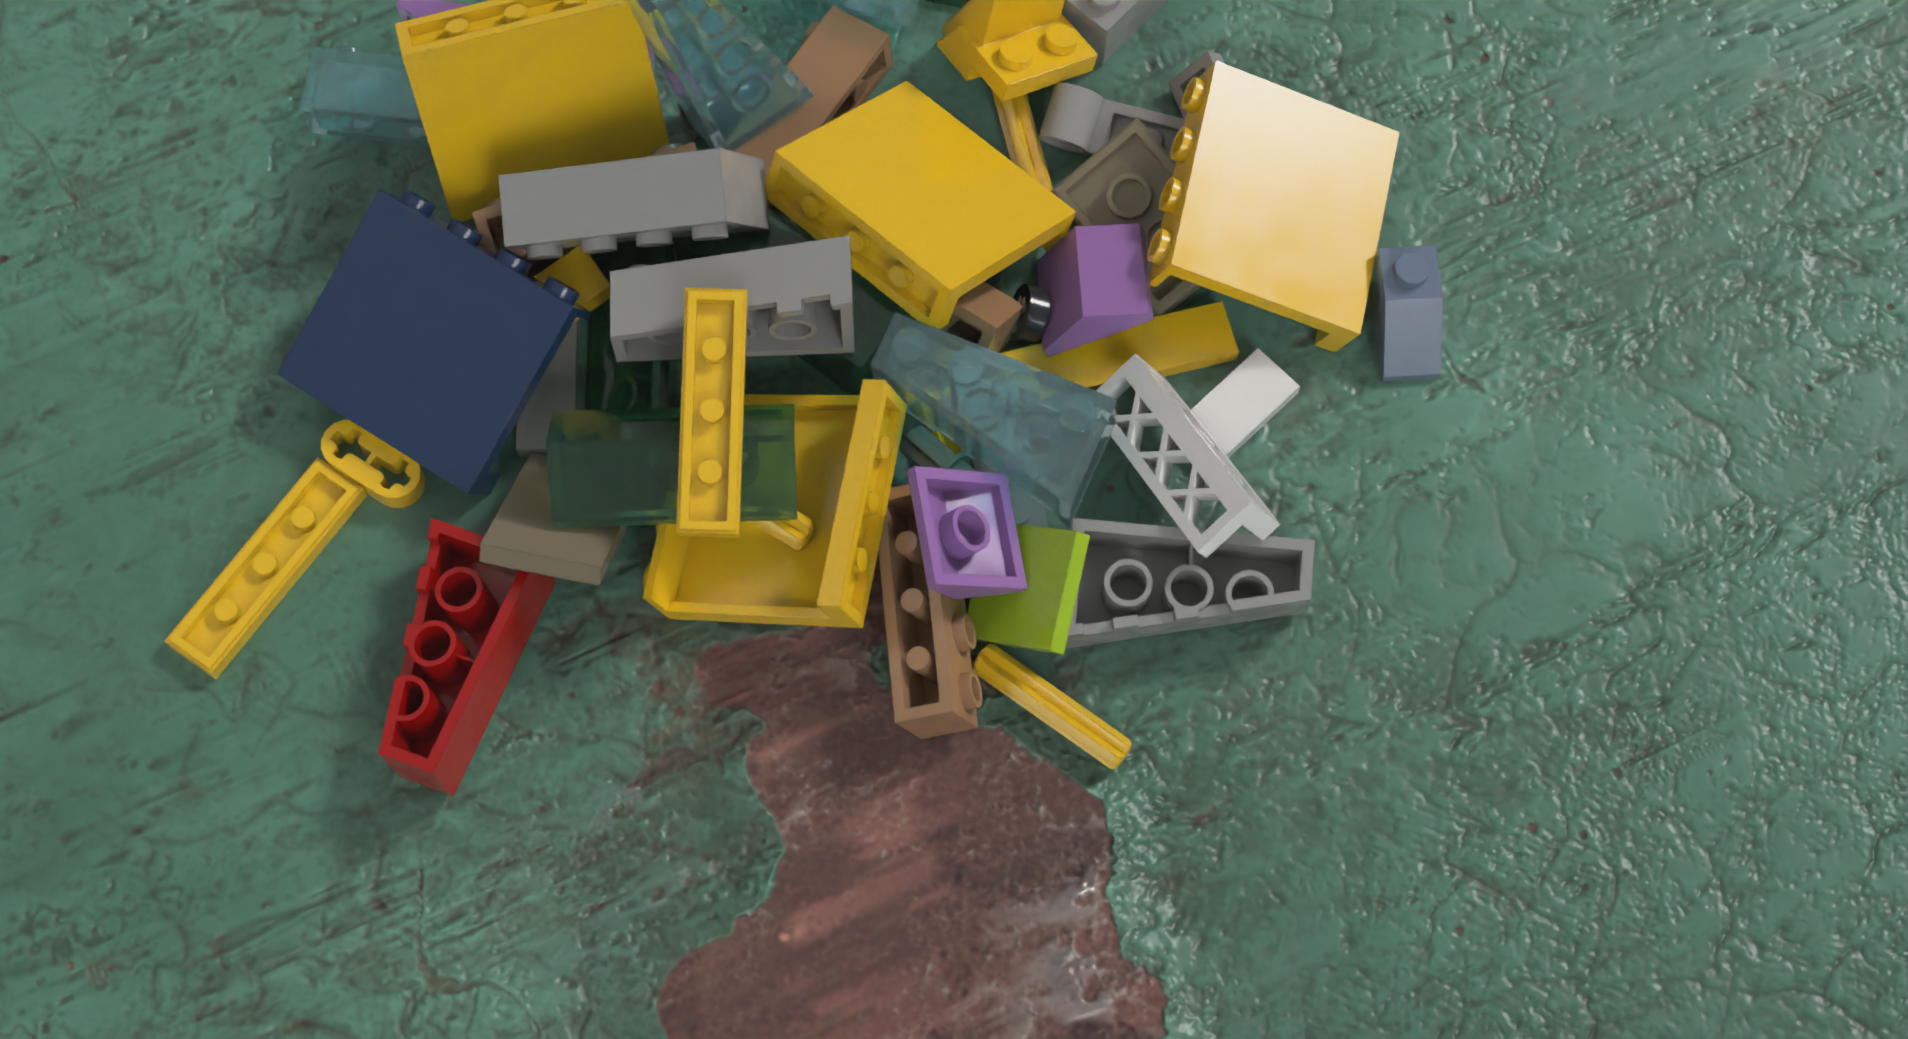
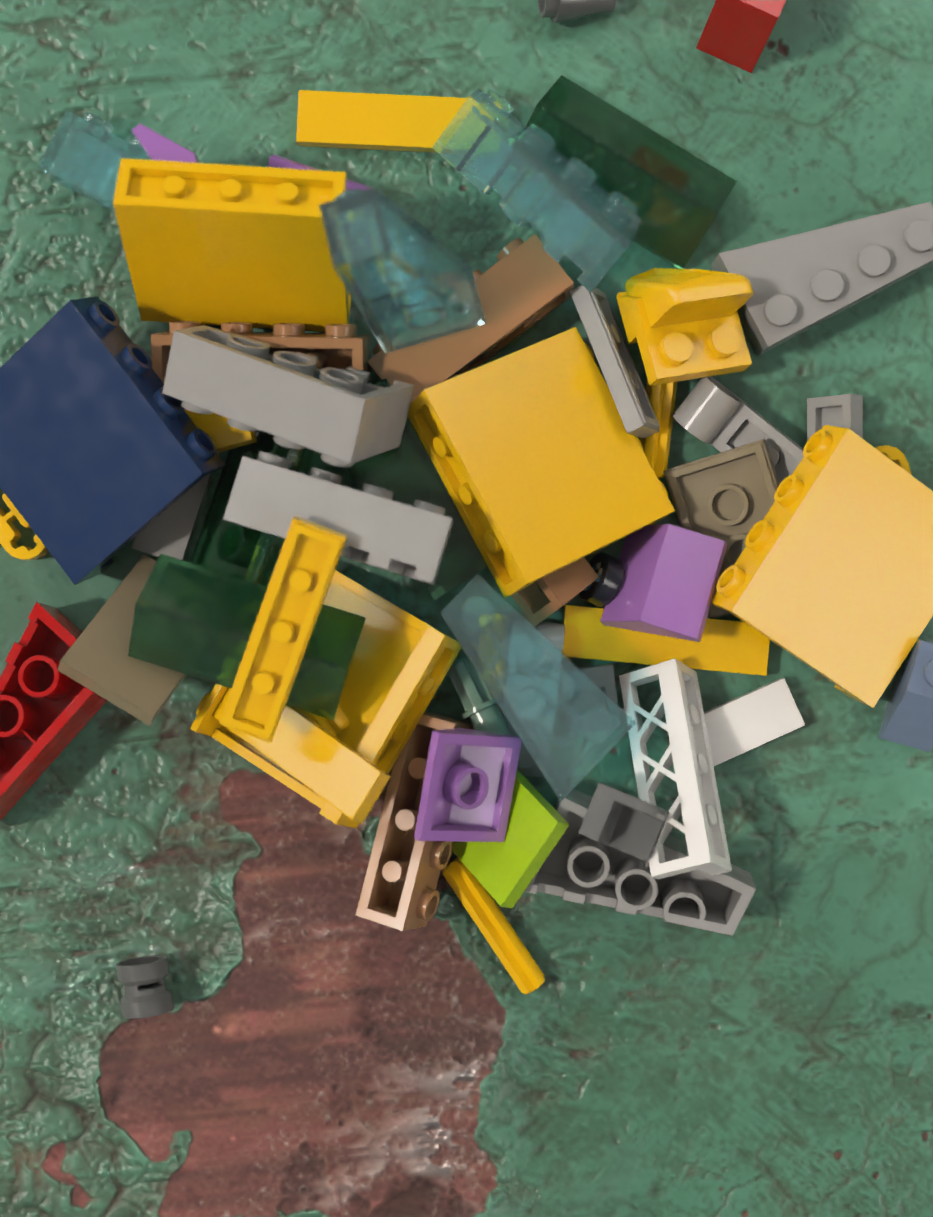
camera: 20 degrees right, 20 degrees up
(684, 903) = (144, 986): none -> dark grey wheel
(776, 554) = (320, 762): none -> yellow tile
(960, 100) = (615, 362): none -> light grey tile
(1145, 503) = (623, 822): none -> dark grey panel

